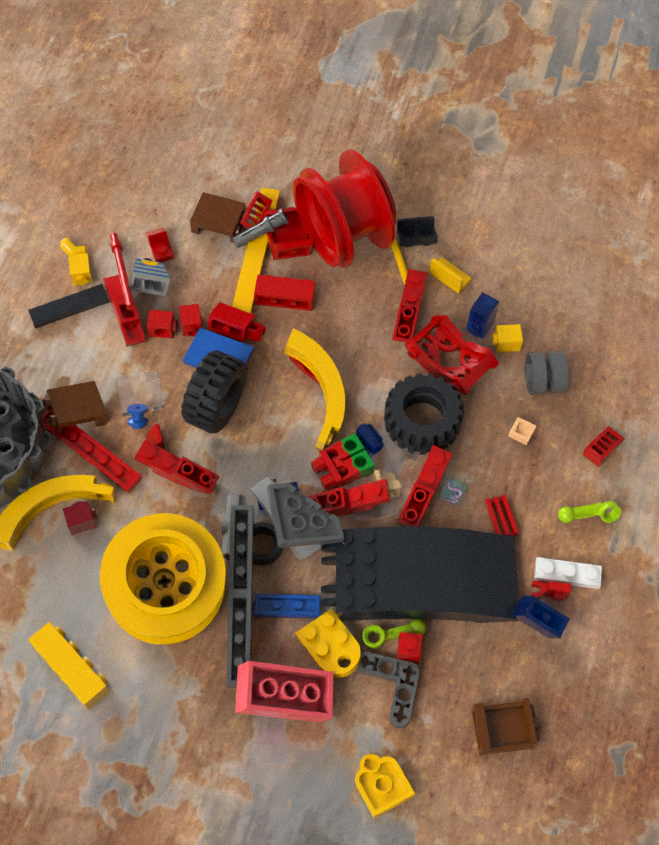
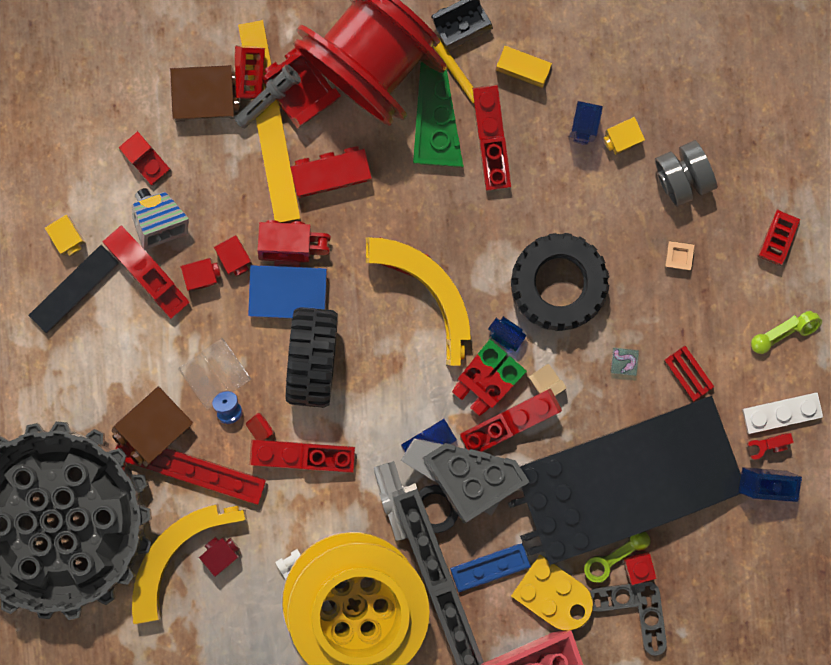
camera: 20 degrees left, 25 degrees up
(70, 249) = (37, 208): yellow arm -> none
(116, 248) = (95, 187): red bar -> none
(372, 289) = (436, 126): none -> green wing
(425, 487) = (592, 374): red slope -> none
(479, 360) = (546, 159): red fence -> none
(505, 727) = (767, 613): reddish brown panel -> none

